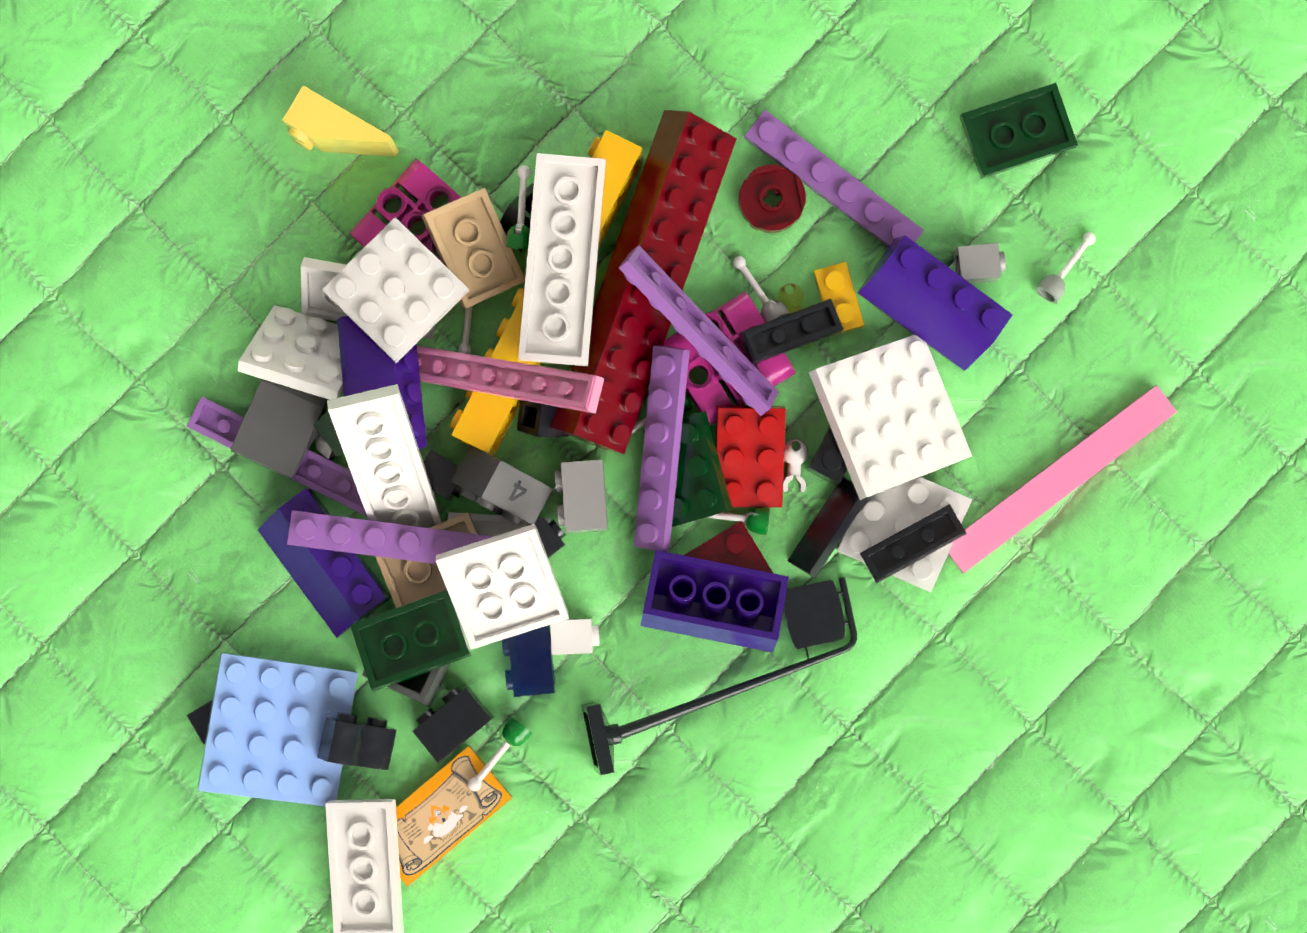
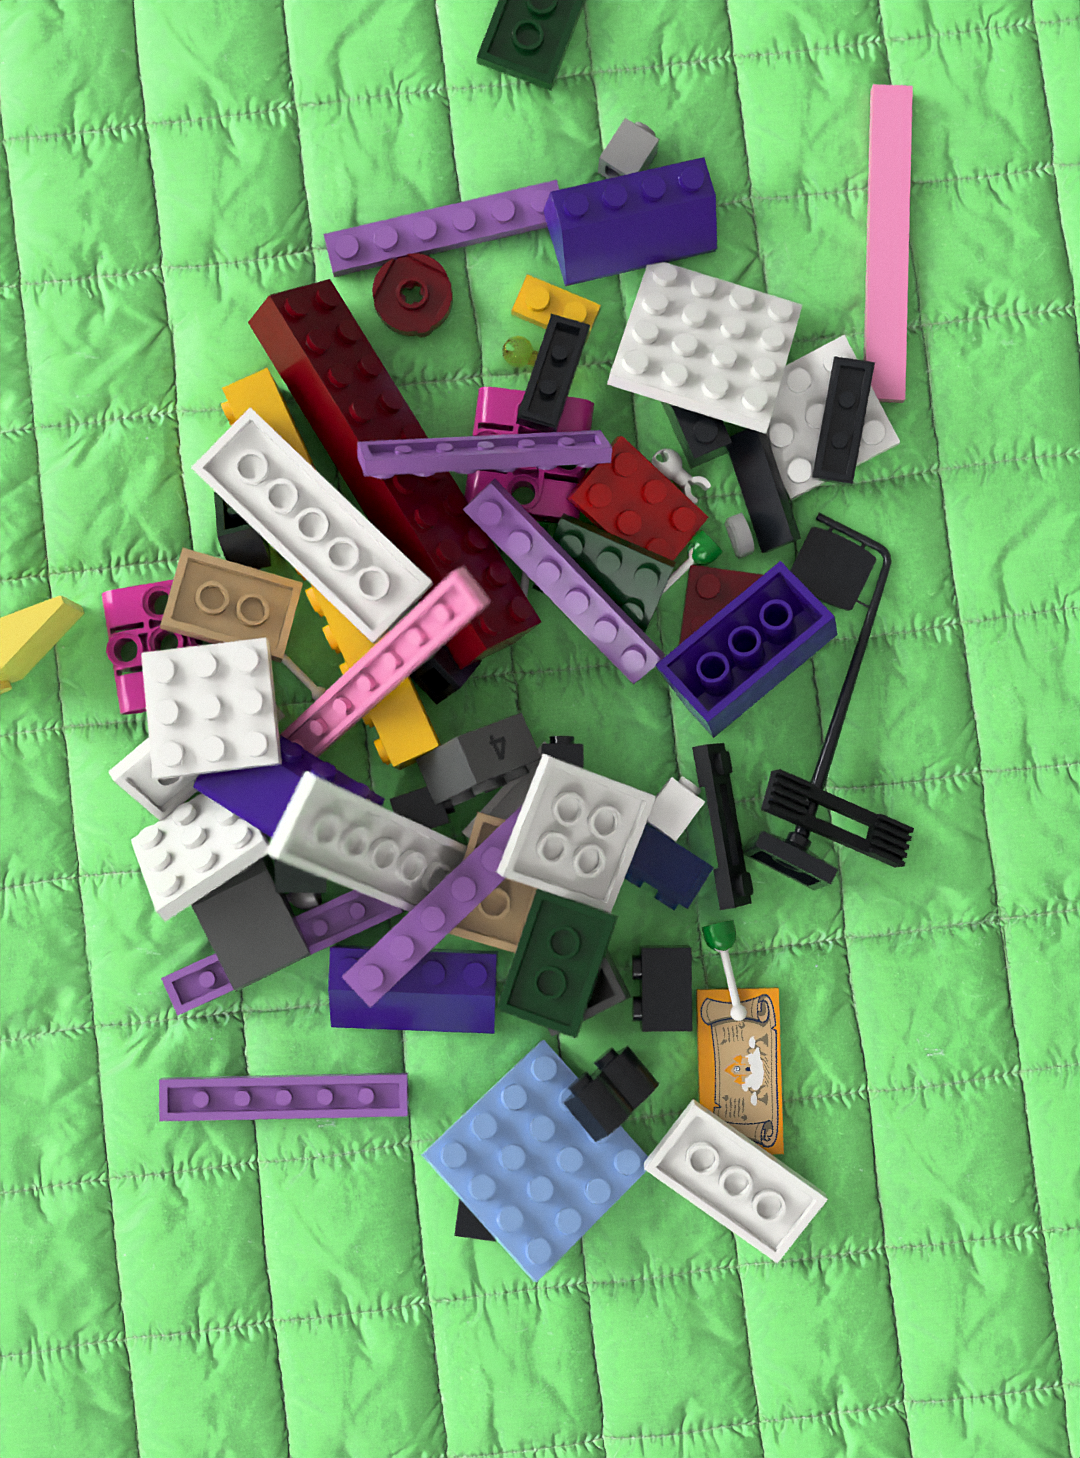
camera: 50 degrees left, 0 degrees up
(189, 536) = (283, 1096): none -> medium lavender plate
(519, 233) = (254, 550): hinge -> none
(582, 496) = (551, 691): light grey brick -> none
(615, 646) = (713, 773): none -> black container
(665, 789) = (789, 795): none -> black container
(771, 309) = (515, 378): hinge -> none
(786, 537) = (739, 535): none -> light grey tile
(1053, 286) = (705, 104): hinge -> none

